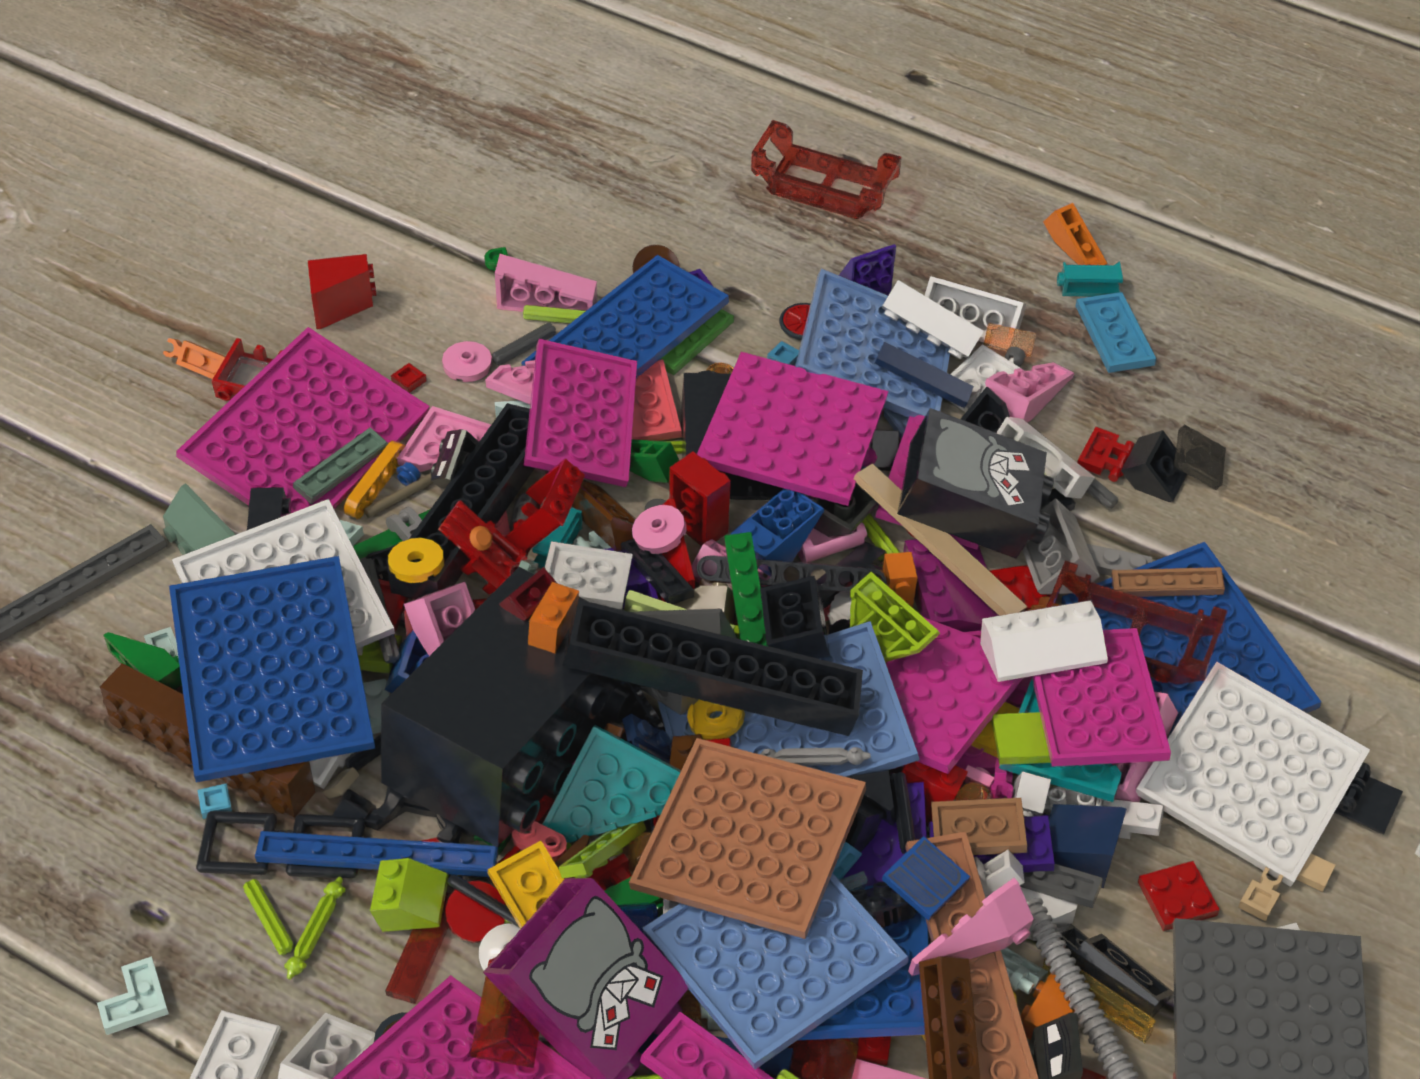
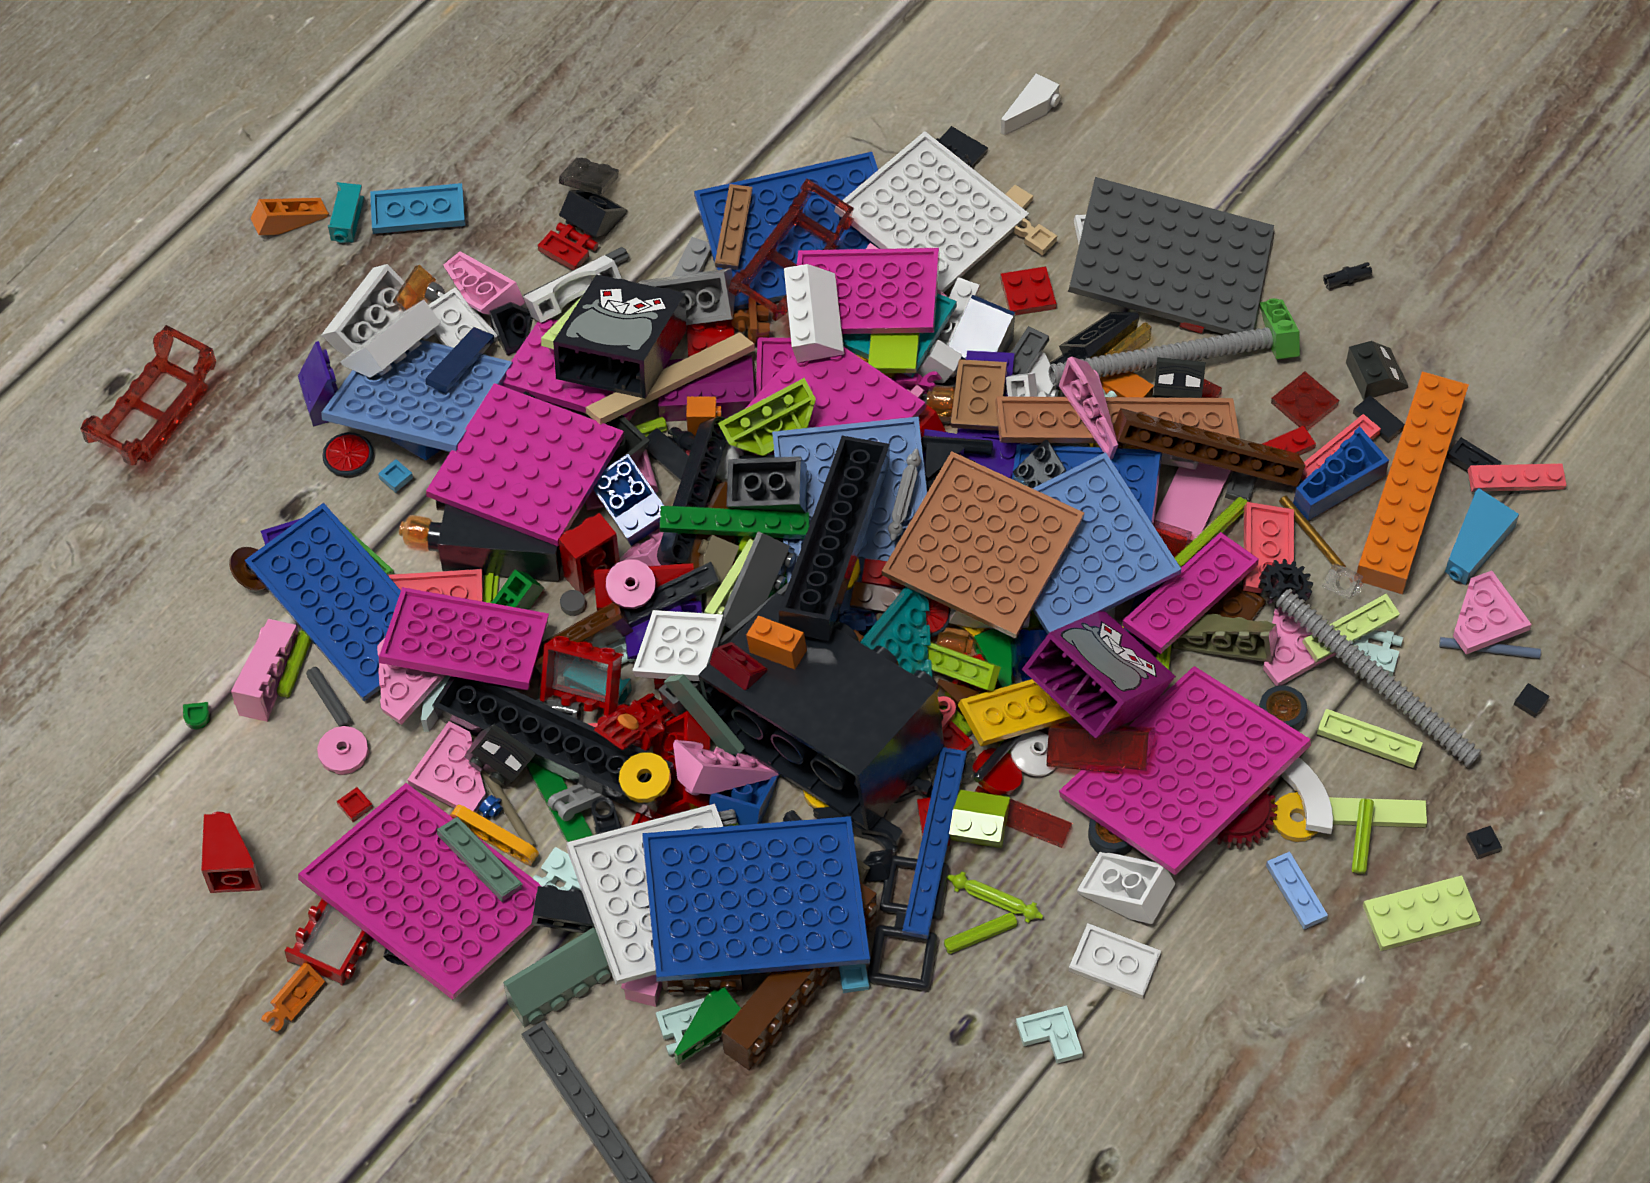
camera: 80 degrees left, 10 degrees up
(925, 878) = (1036, 429): blue tile -> none

